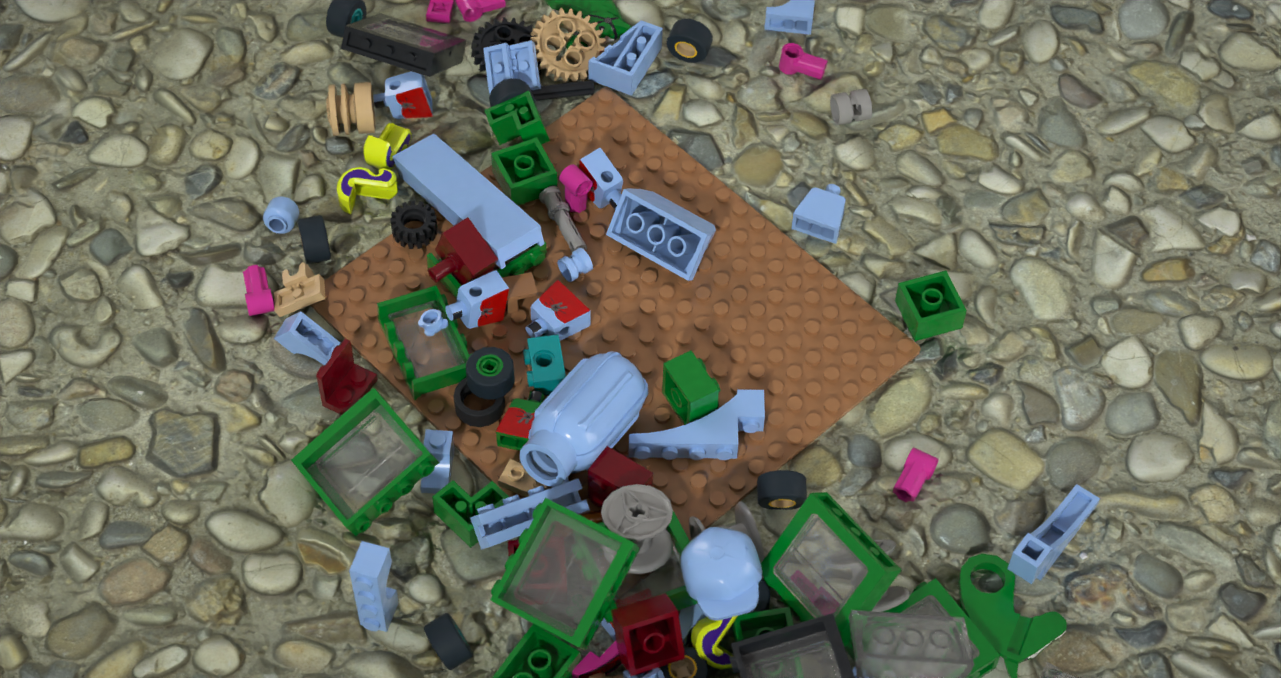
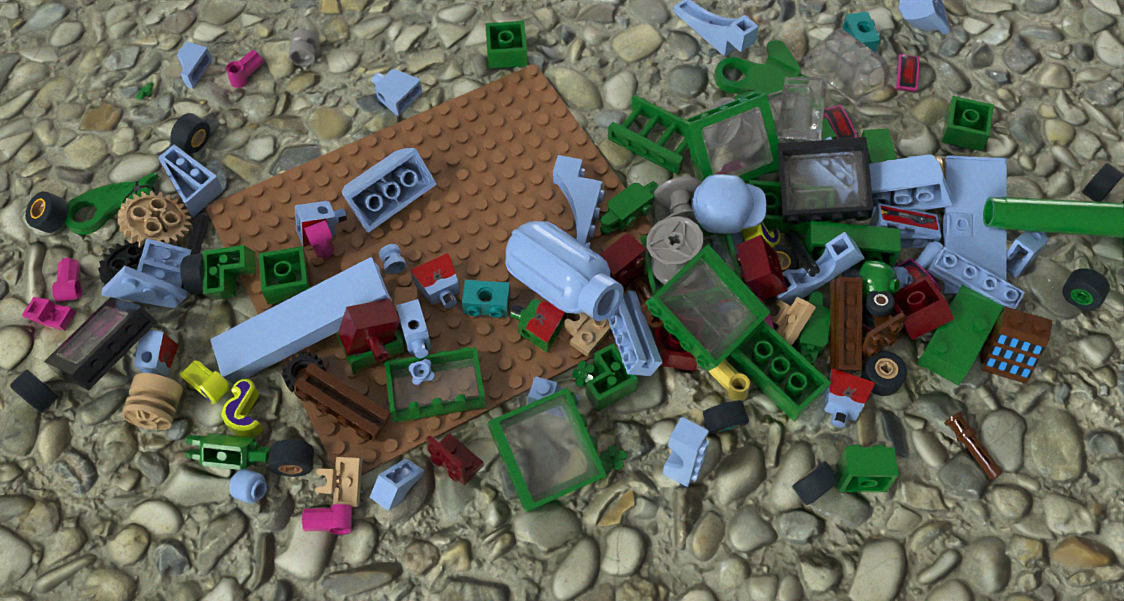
camera: 75 degrees left, 5 degrees up
(313, 184) = (226, 451): none -> green hinge
(380, 260) = (342, 402): none -> reddish brown brick
(381, 537) = (614, 457): none -> green plant
(474, 417) = (505, 338): black tyre -> none
(475, 61) = (143, 288): none -> light blue wing
(477, 486) = (583, 373): none -> green plant
(490, 373) = (487, 339): black wheel -> none
(503, 641) = (729, 378): none -> light yellow piece
(559, 213) = (332, 260): light grey pin -> none
(689, 387) = (546, 199): green brick -> none
(715, 484) = (628, 207): none -> green hinge
(781, 490) = (641, 167): black wheel -> none
(829, 483) = (645, 148): none -> green fence
(917, 469) = (639, 86): dark pink piece -> none

